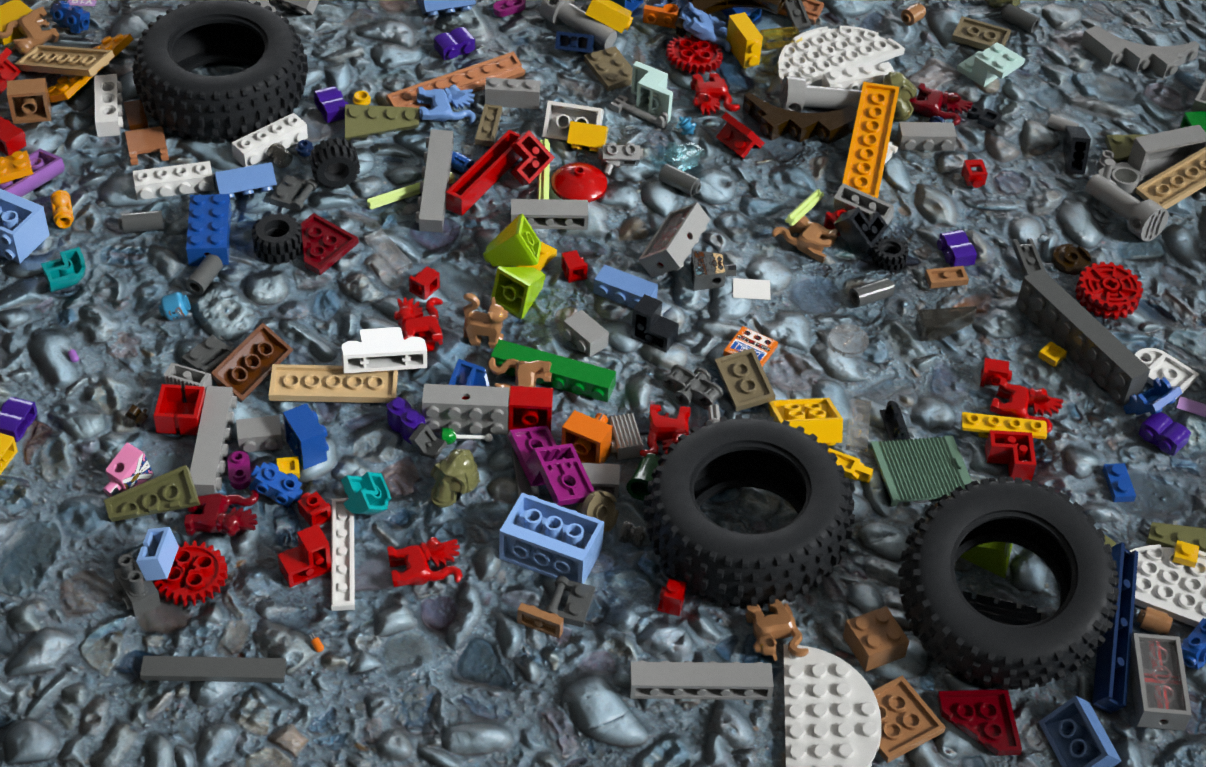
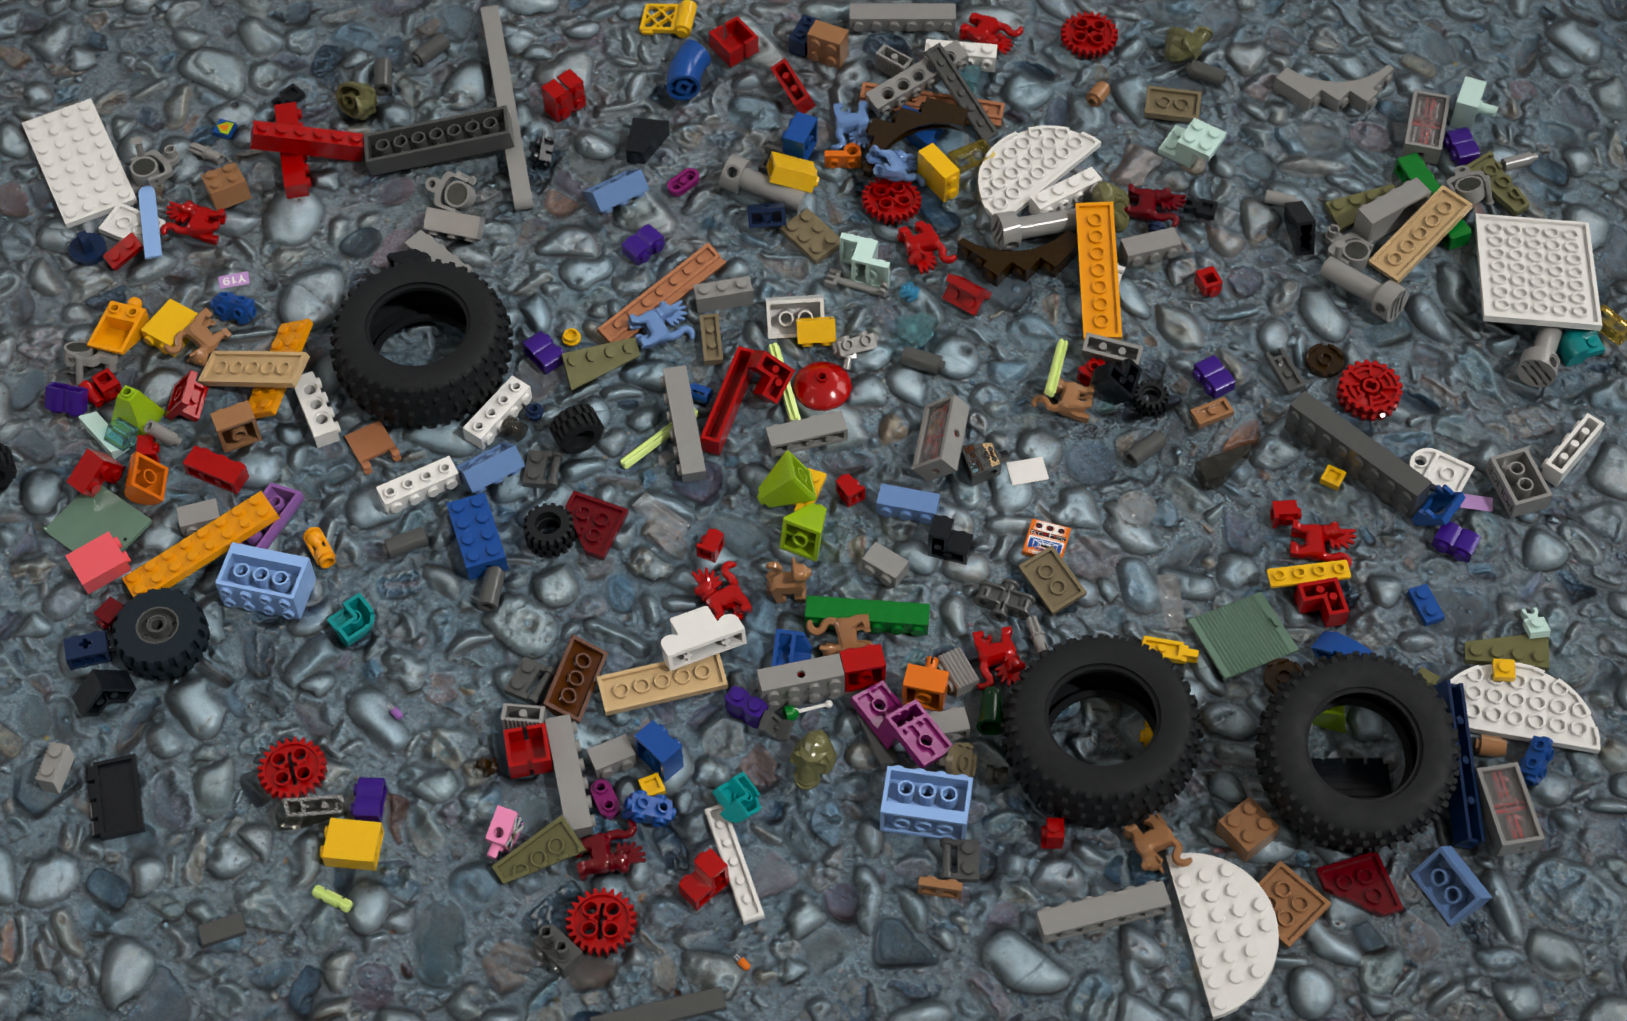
camera: 10 degrees left, 10 degrees up
(135, 114) = (347, 412): reddish brown tile -> none
(157, 553) = (570, 909): light blue piece -> none
(174, 306) = (476, 634): dark azure head -> none
(312, 505) = (692, 830): red brick -> none
(416, 559) = (809, 861): red animal -> none
(813, 414) = (1122, 610): yellow slope -> none
(894, 422) = (1204, 592): black hinge -> none

